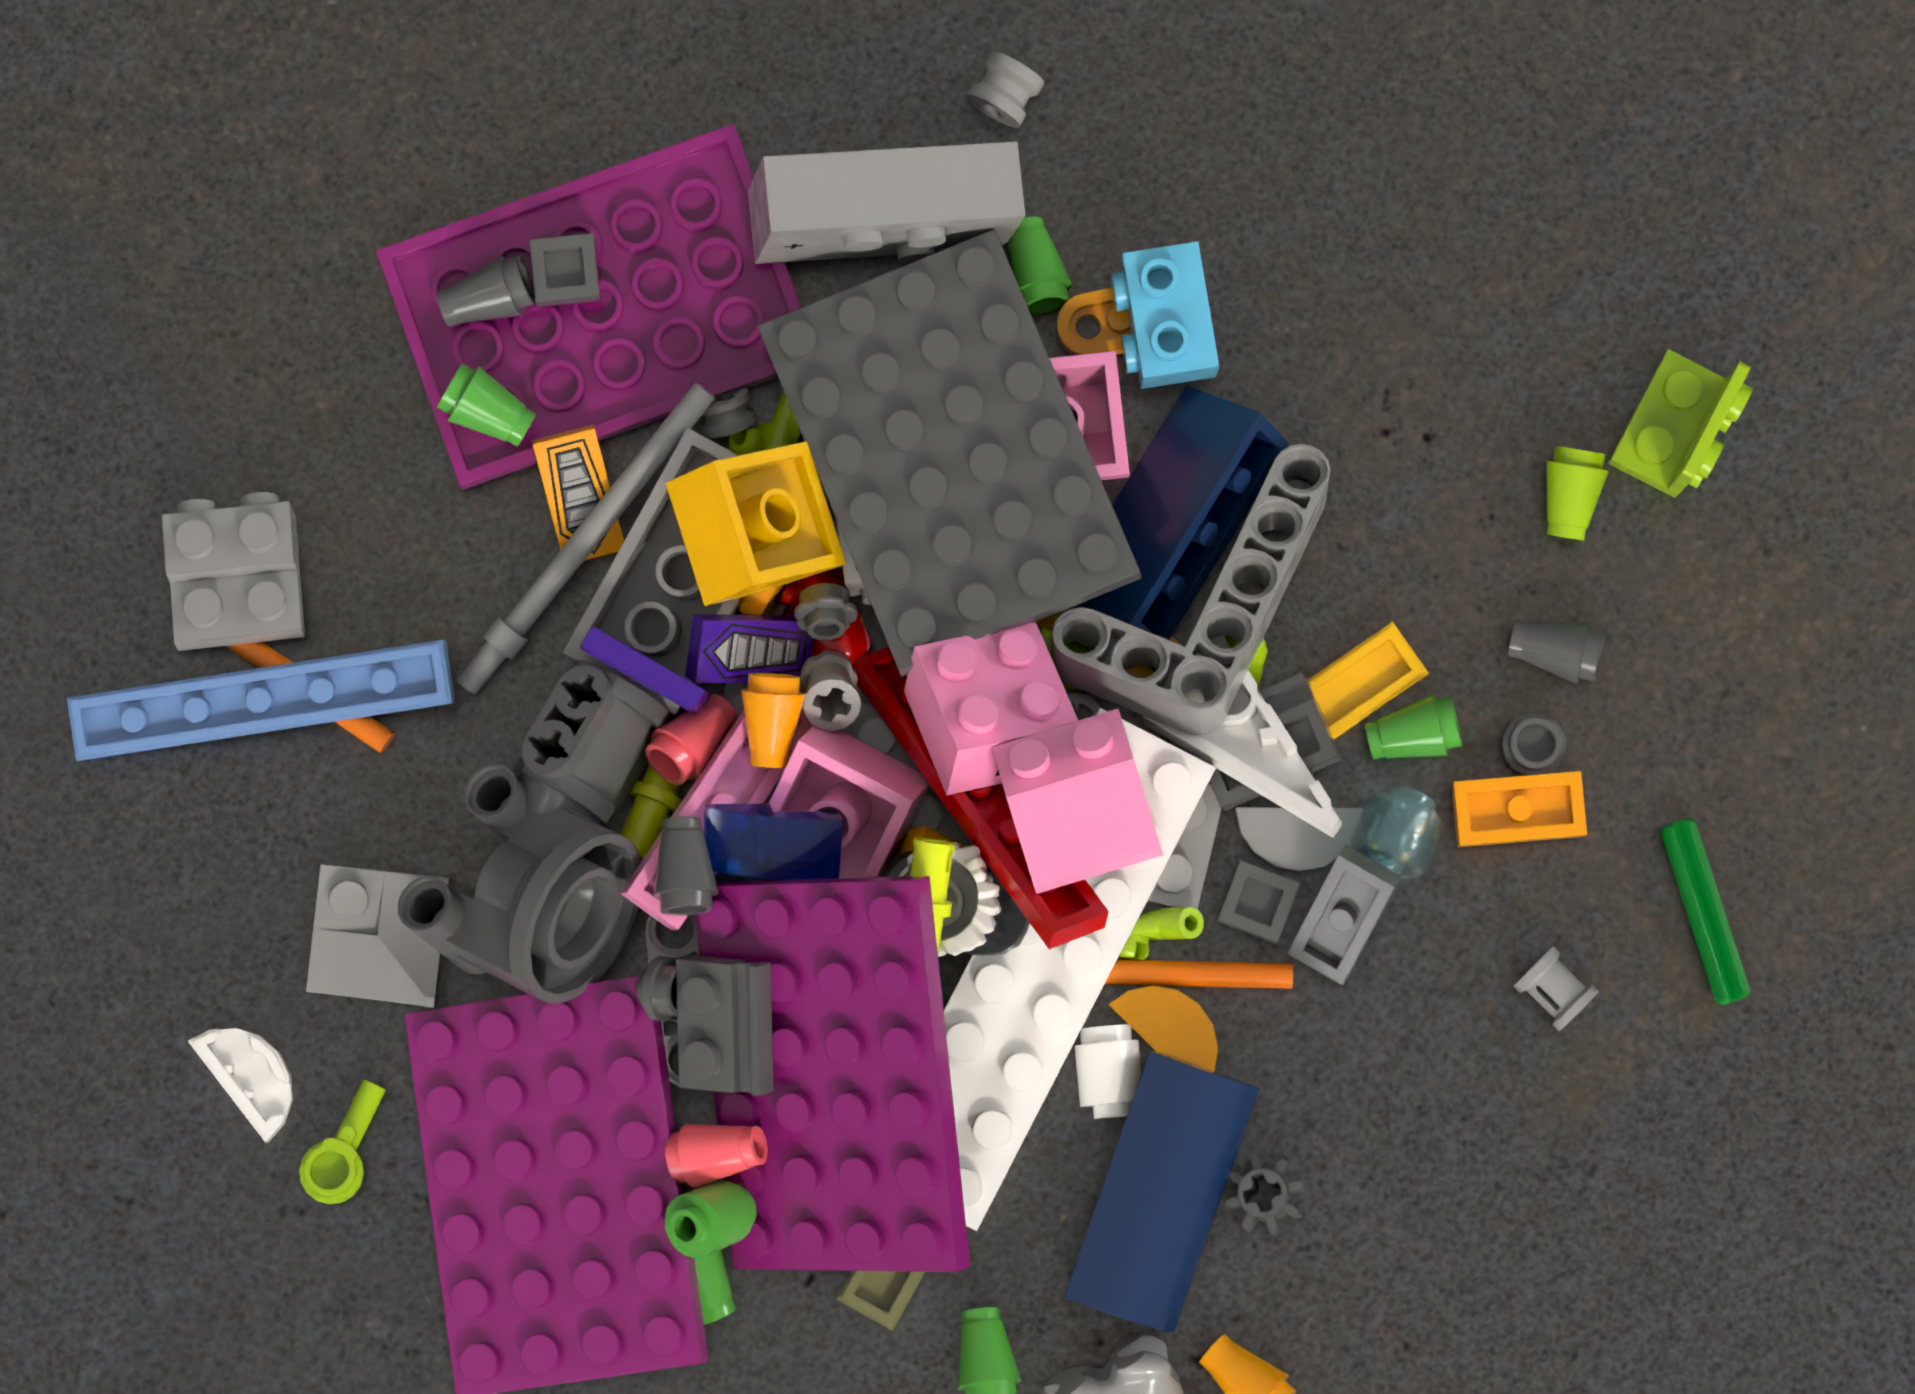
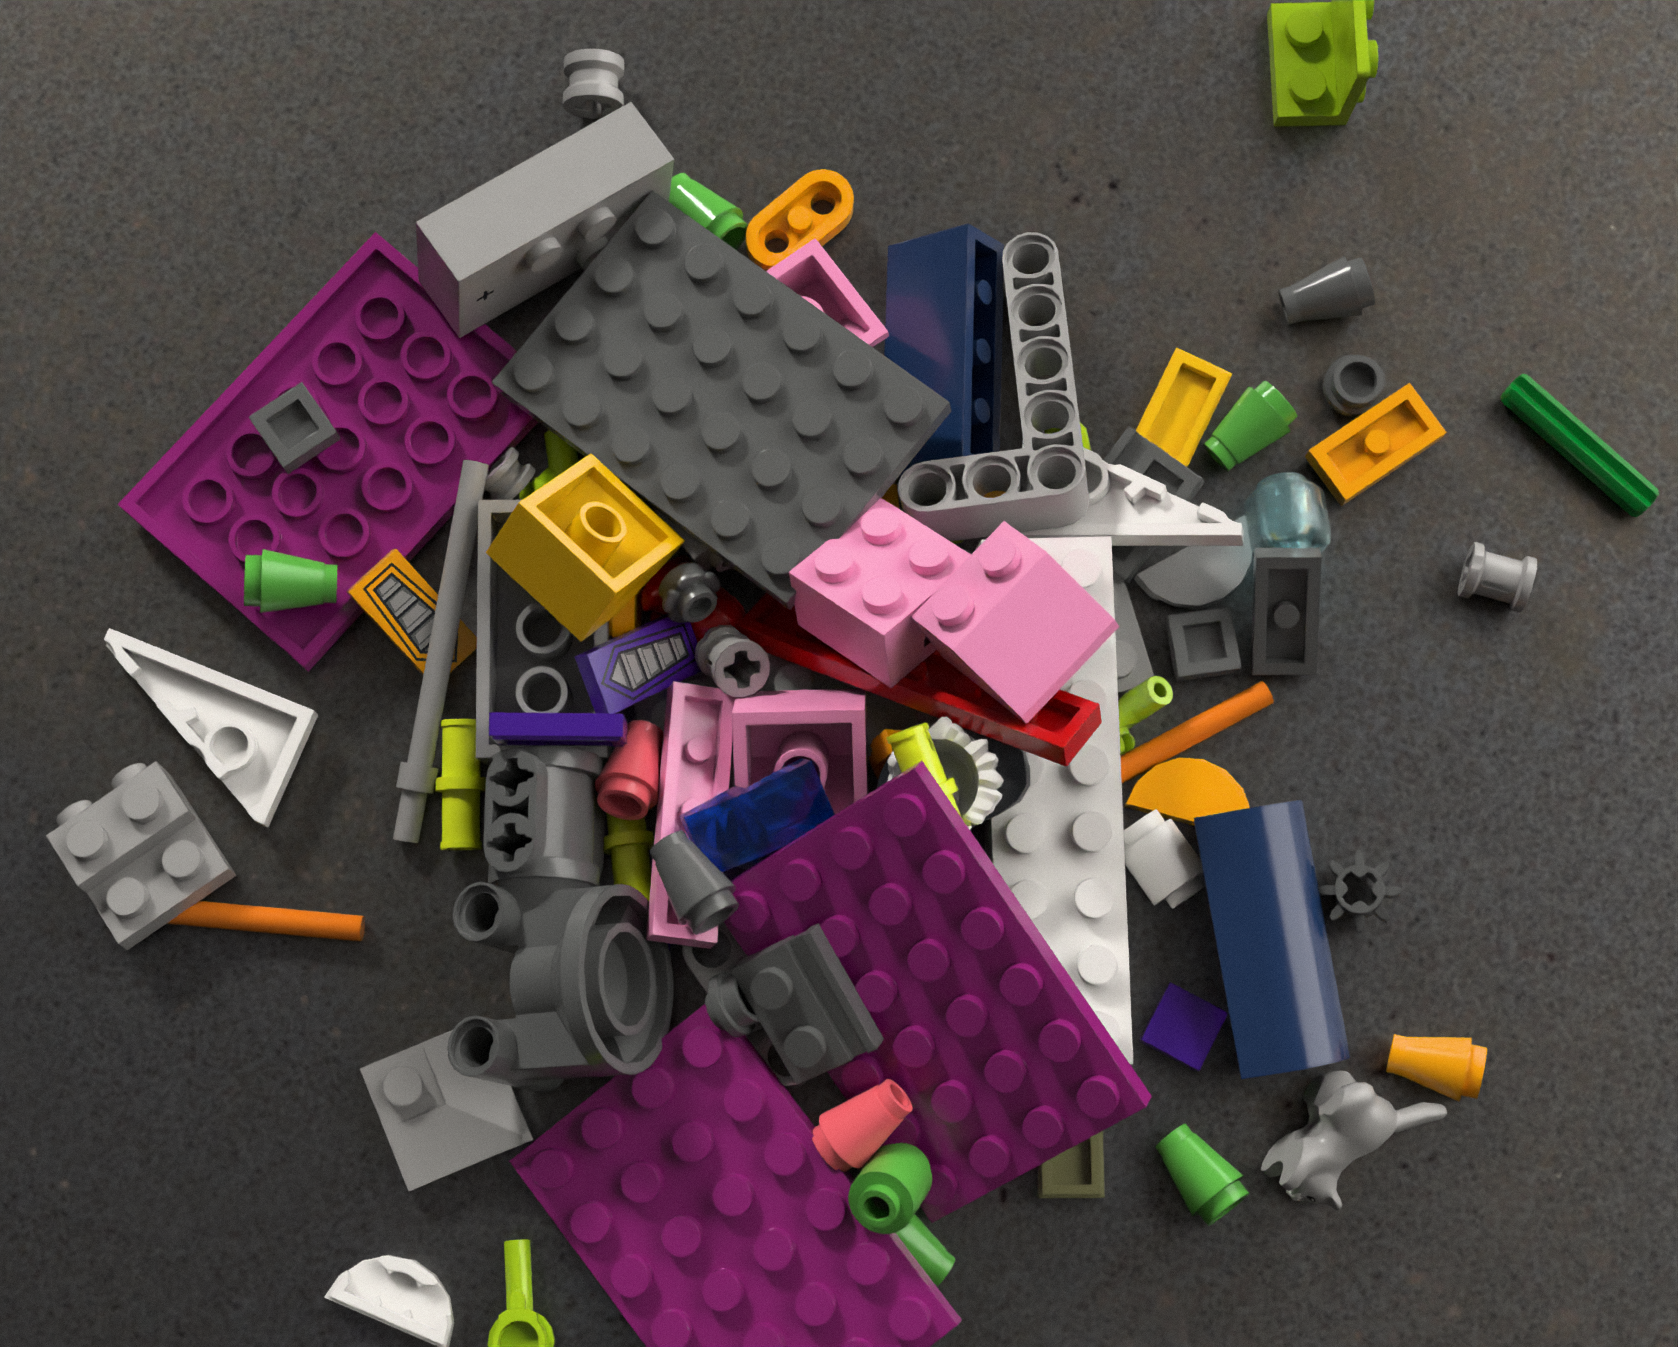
camera: 30 degrees left, 5 degrees down
(261, 700) = (224, 953): medium blue tile -> none
(372, 507) = (236, 728): none -> white wing
(490, 292) = (238, 482): dark grey cone -> none
(538, 666) = (460, 786): none -> neon yellow pin
(771, 717) = (695, 708): light orange cone -> none
(1045, 1225) = (1183, 1027): none -> dark purple tile
(1167, 315) = (841, 188): medium azure brick -> none
(1573, 490) = (1262, 158): lime cone -> none

